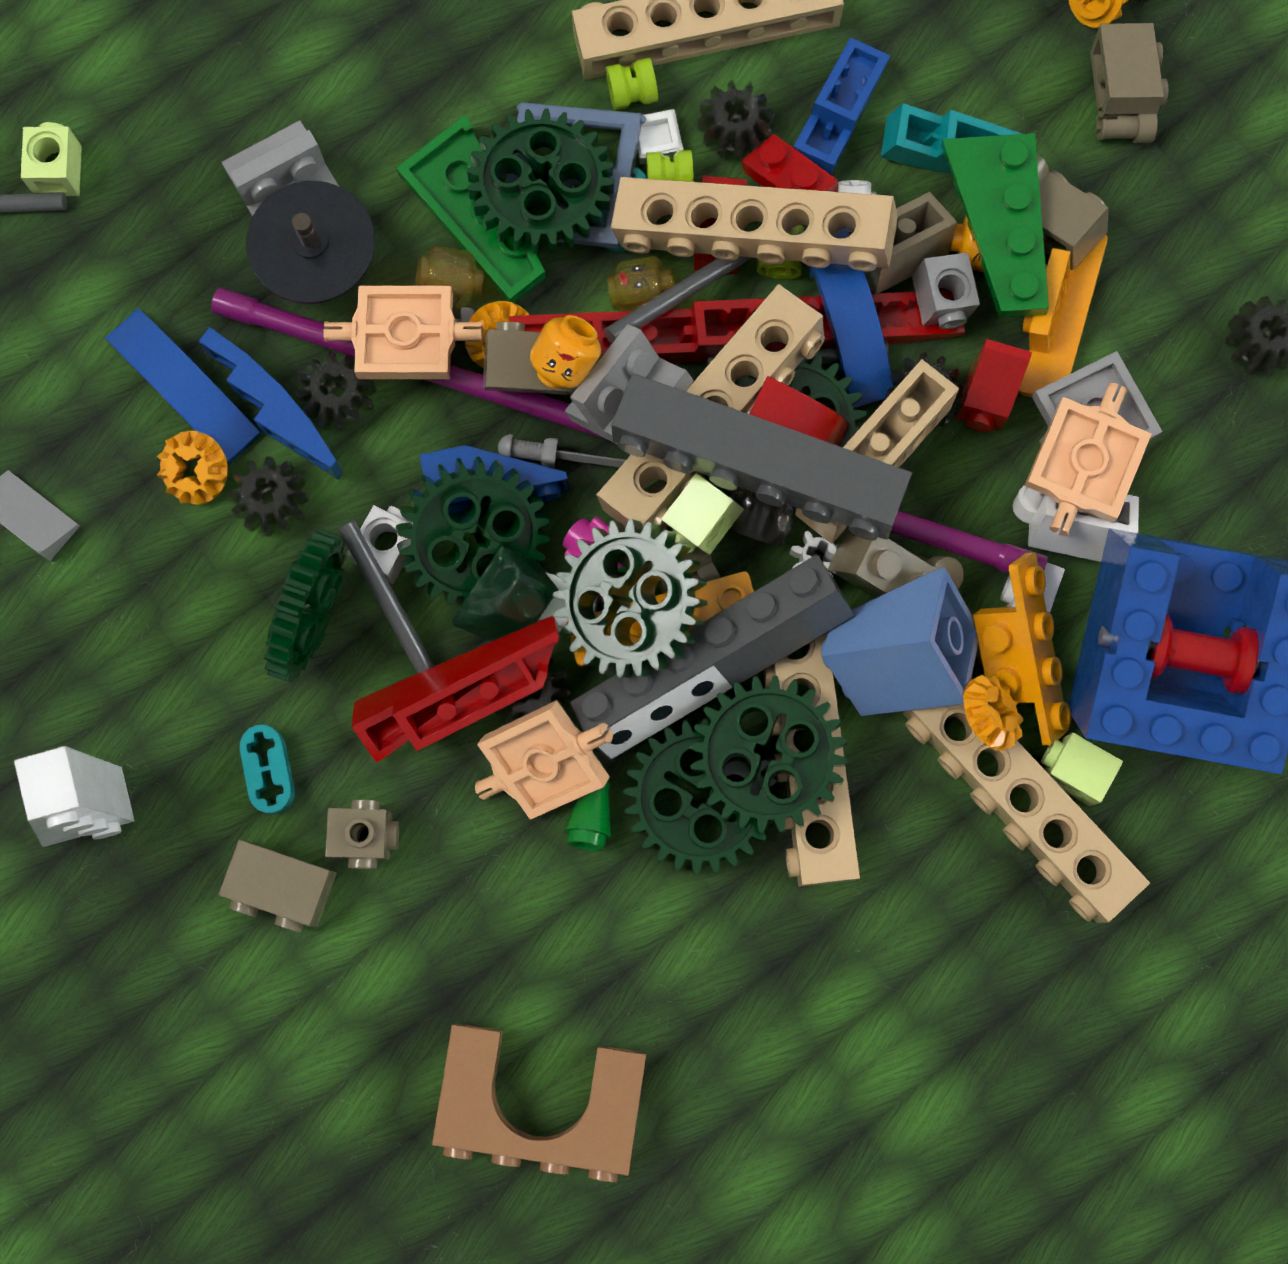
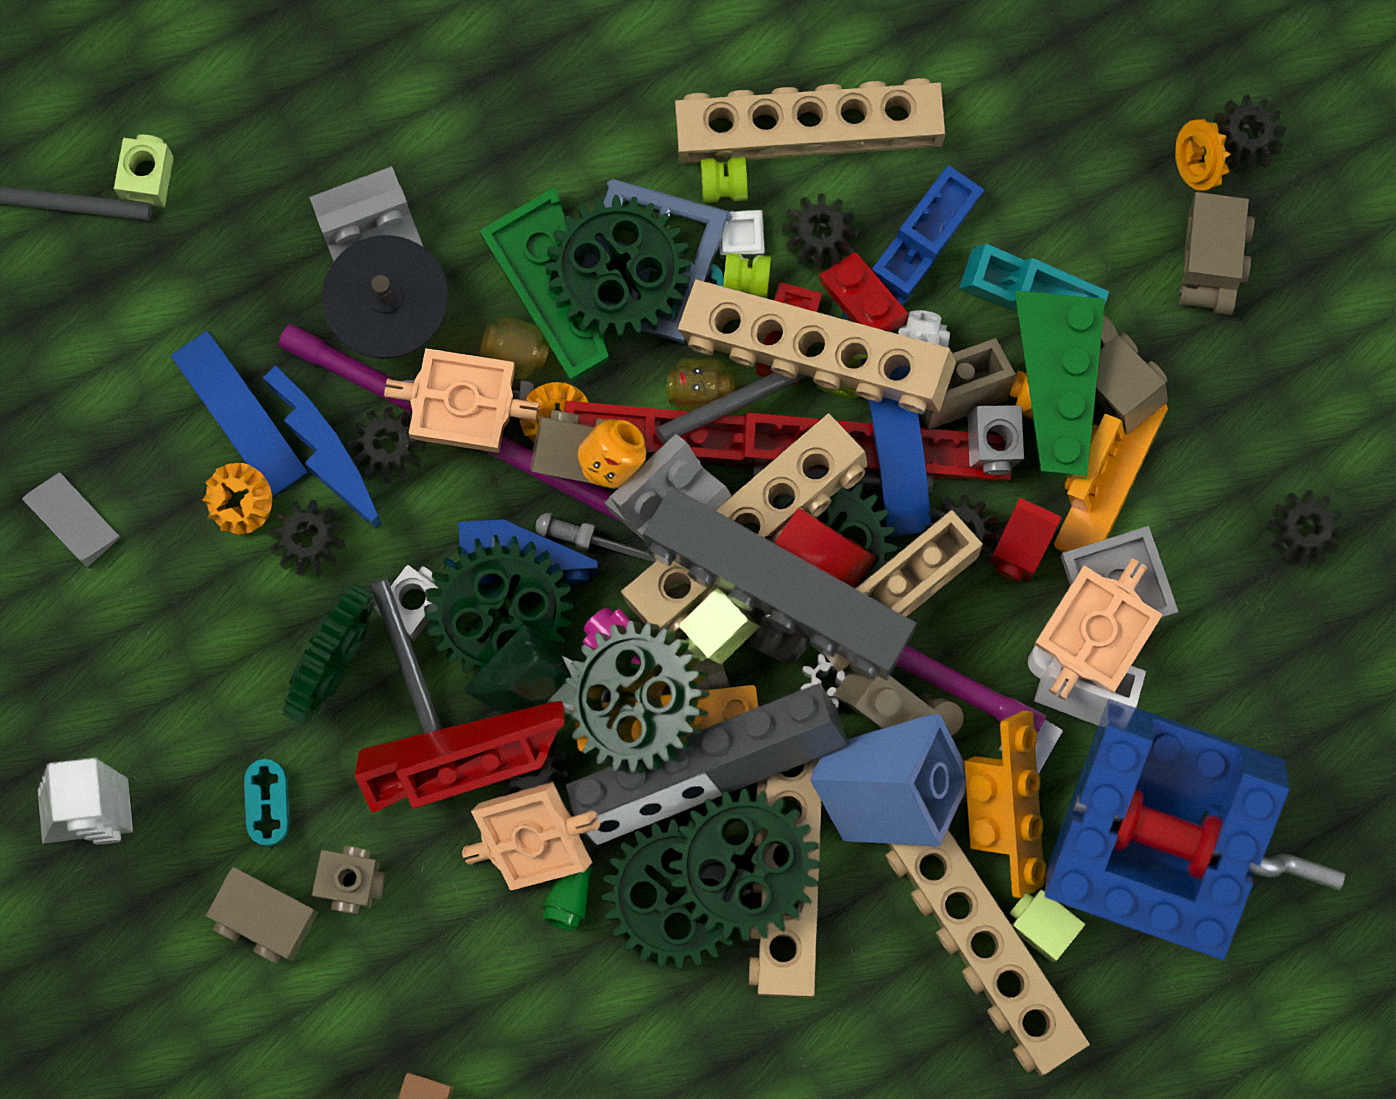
camera: 10 degrees right, 0 degrees up
(994, 724) = (955, 866): light orange gear -> none

